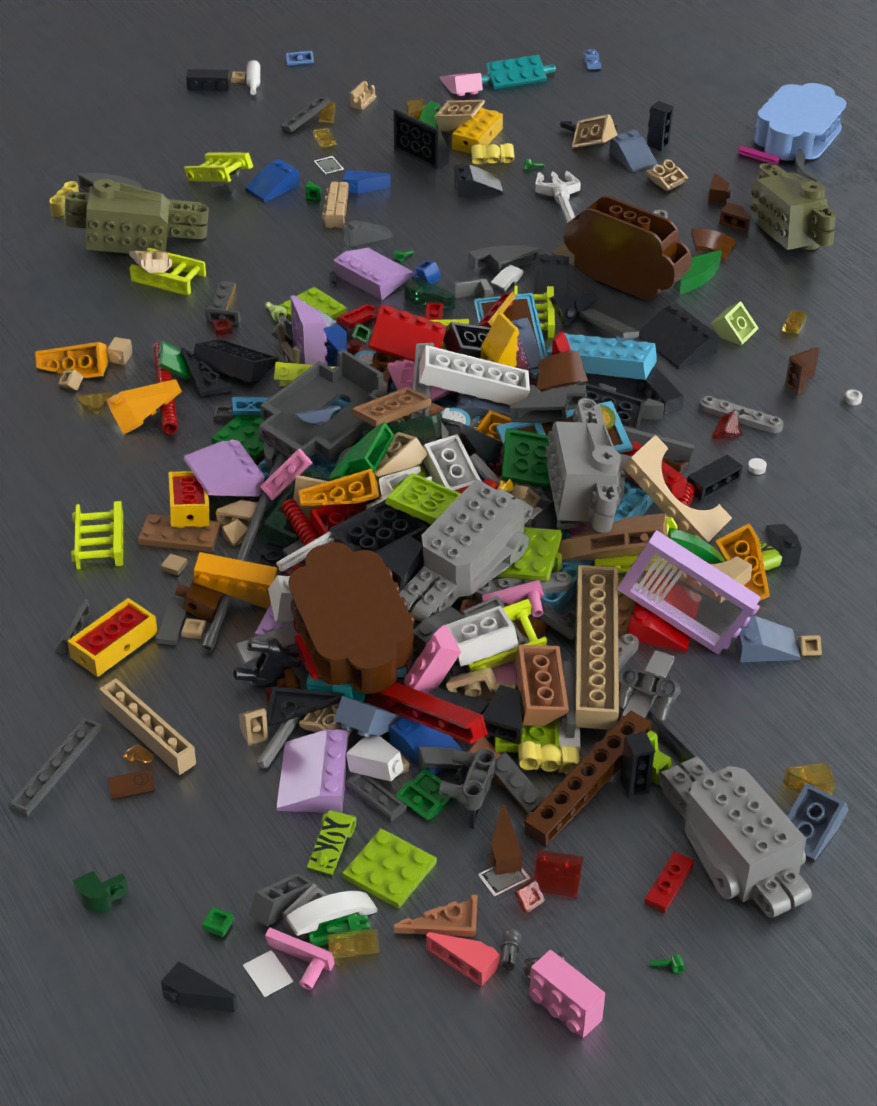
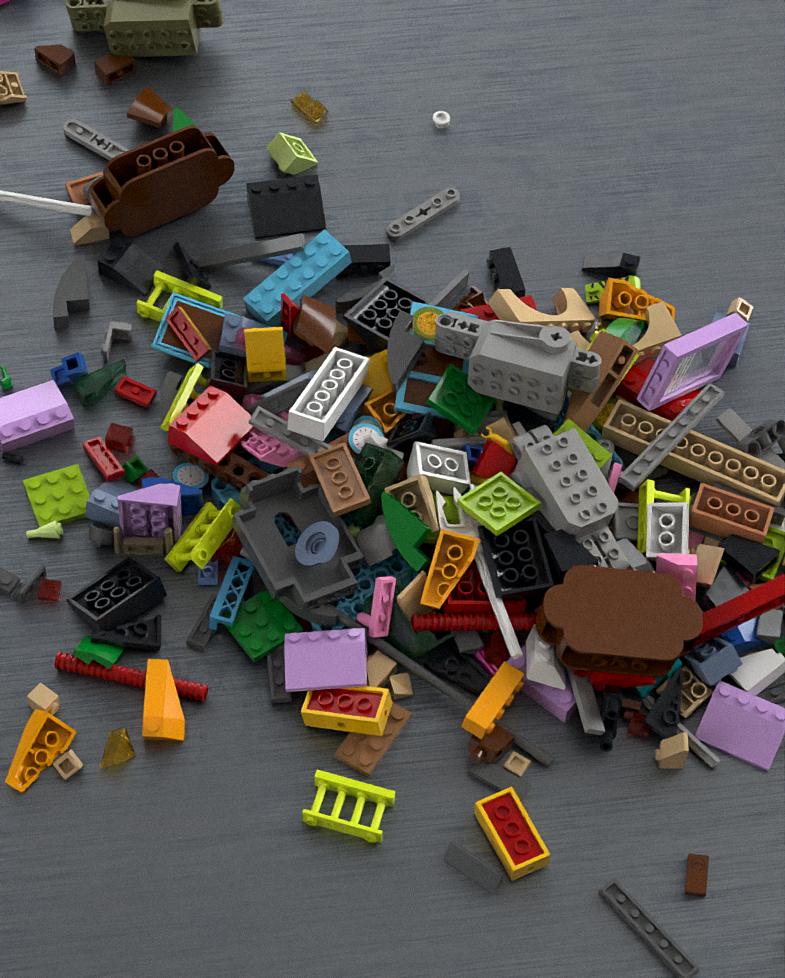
camera: 70 degrees left, 15 degrees up
(139, 753) = (667, 855): clear orange tile -> none
(148, 726) = (641, 838): tan brick -> none
(174, 564) = (418, 754): tan tile -> none
(506, 277) = (104, 302): white slope -> none
(600, 611) = (671, 436): none -> light grey tile
(728, 426) = (436, 232): clear red slope -> none
(757, 466) = (501, 236): white tile -> none
(800, 368) = (401, 142): reddish brown bracket -> none

